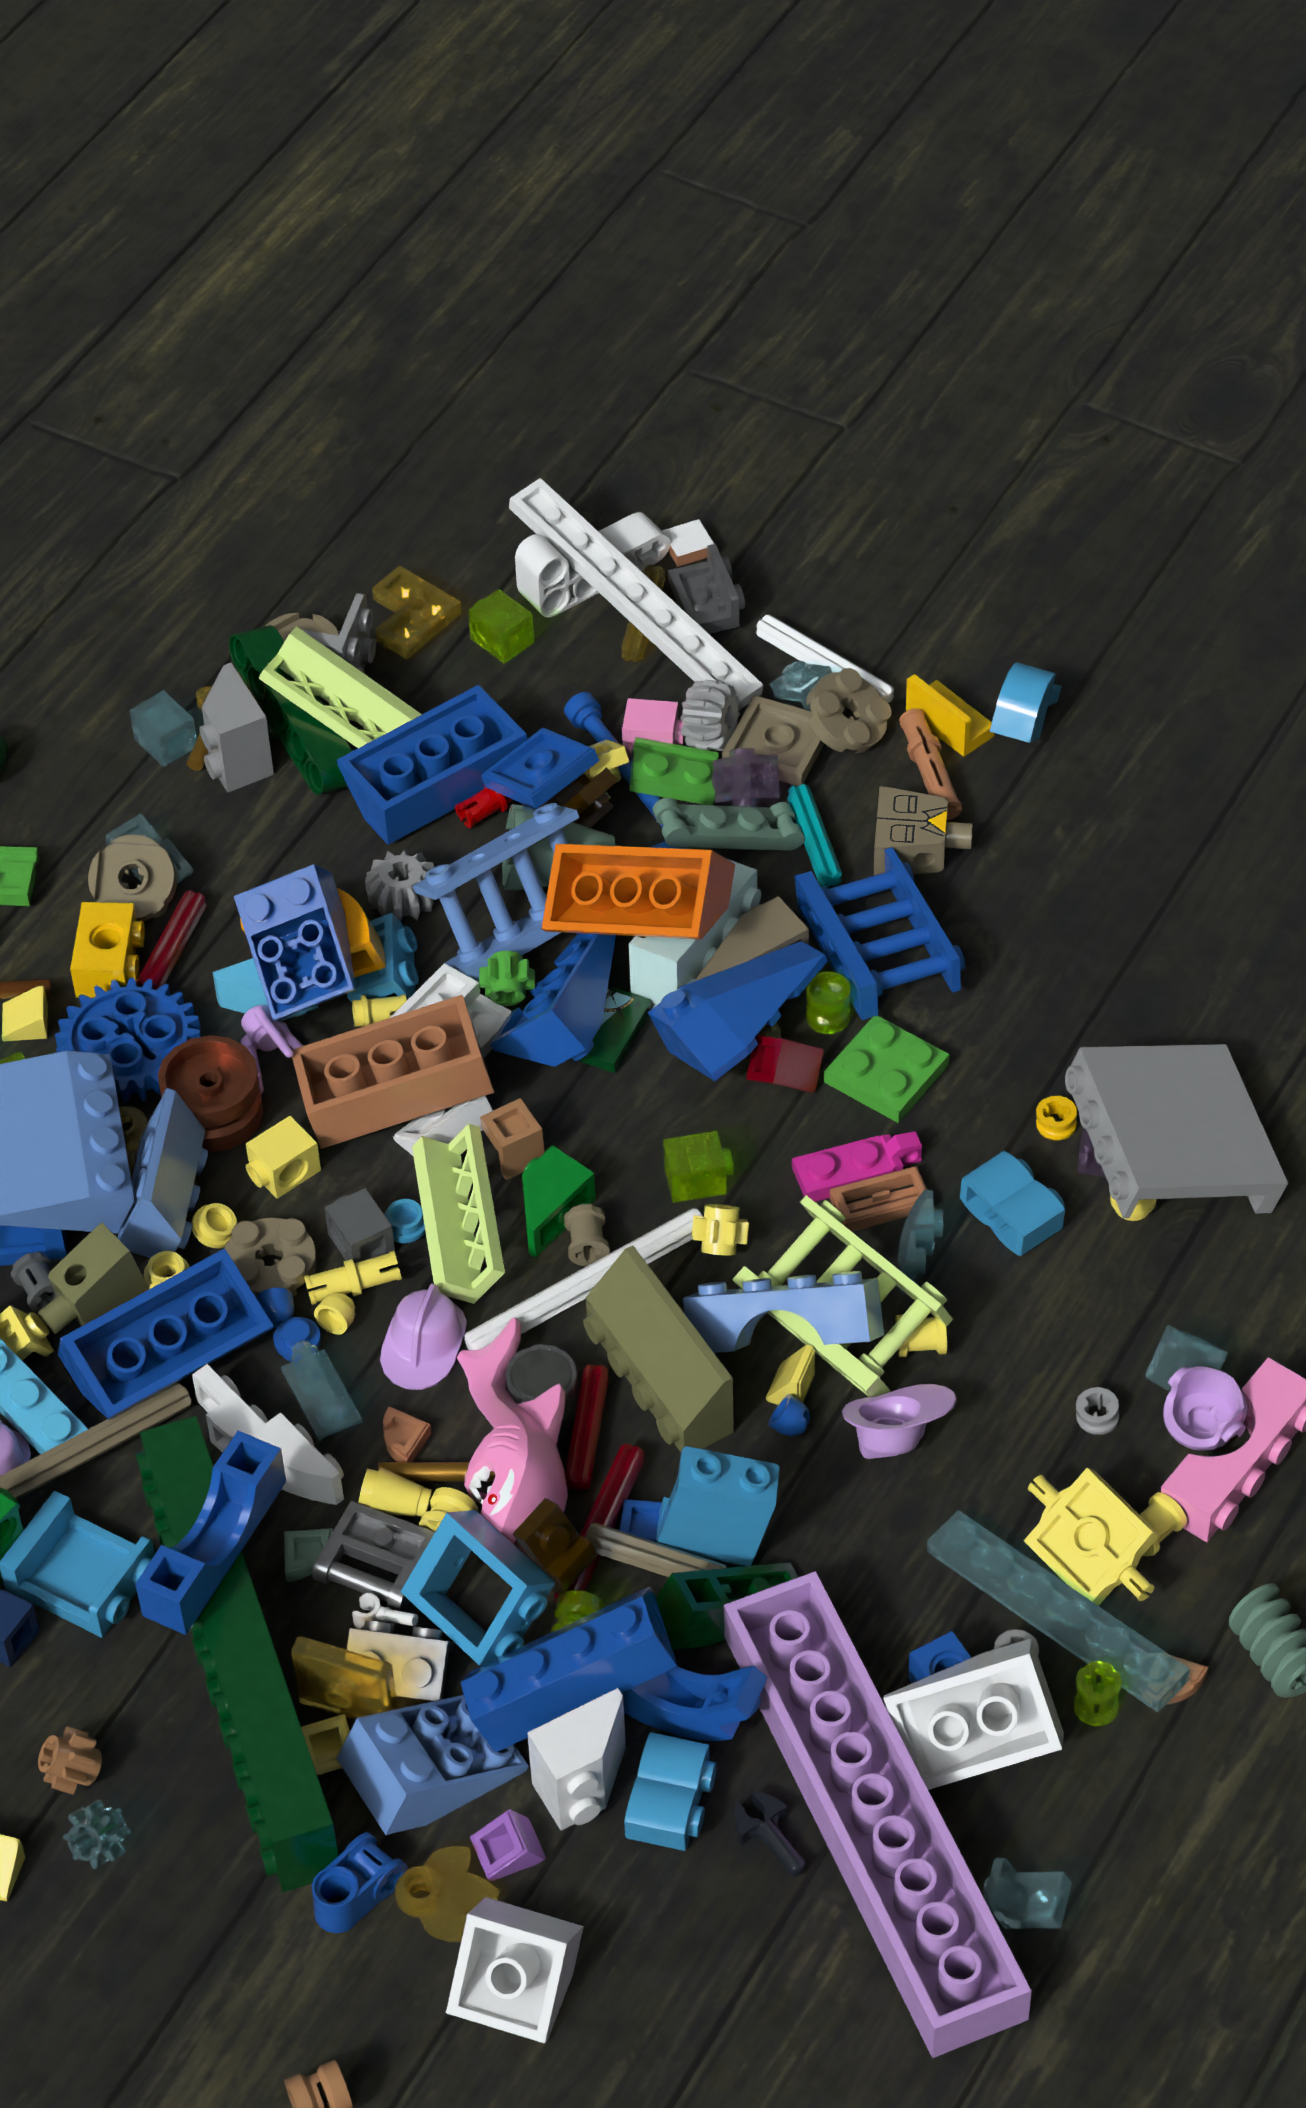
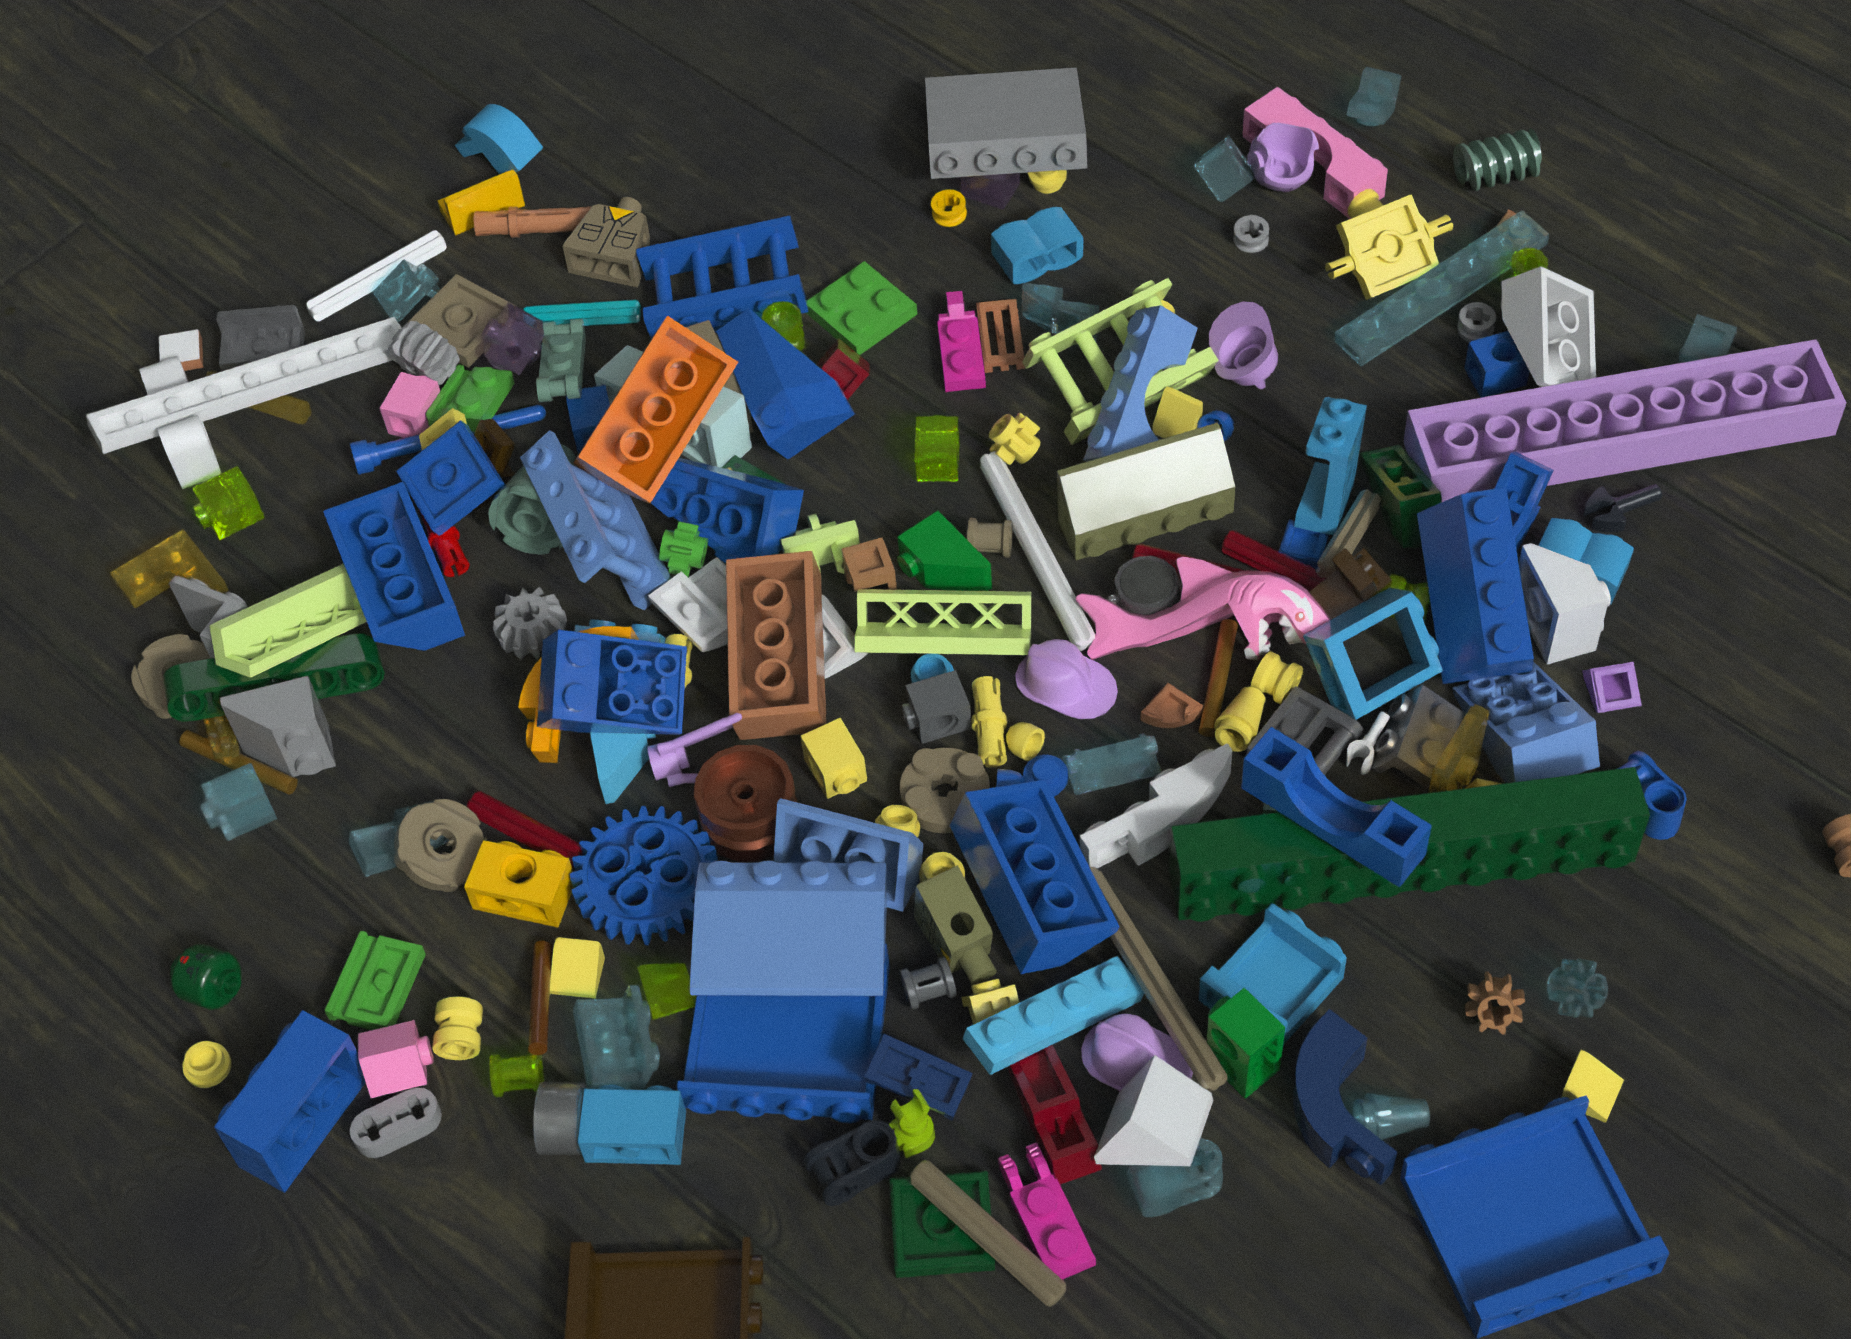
camera: 75 degrees left, 5 degrees up
(451, 1892) = (1658, 731): clear yellow plate -> none
(513, 1969) = (1741, 687): white slope -> none
(548, 1091) = (824, 541): none -> yellowish green hips
(861, 698) = (457, 258): dark tan plate -> none

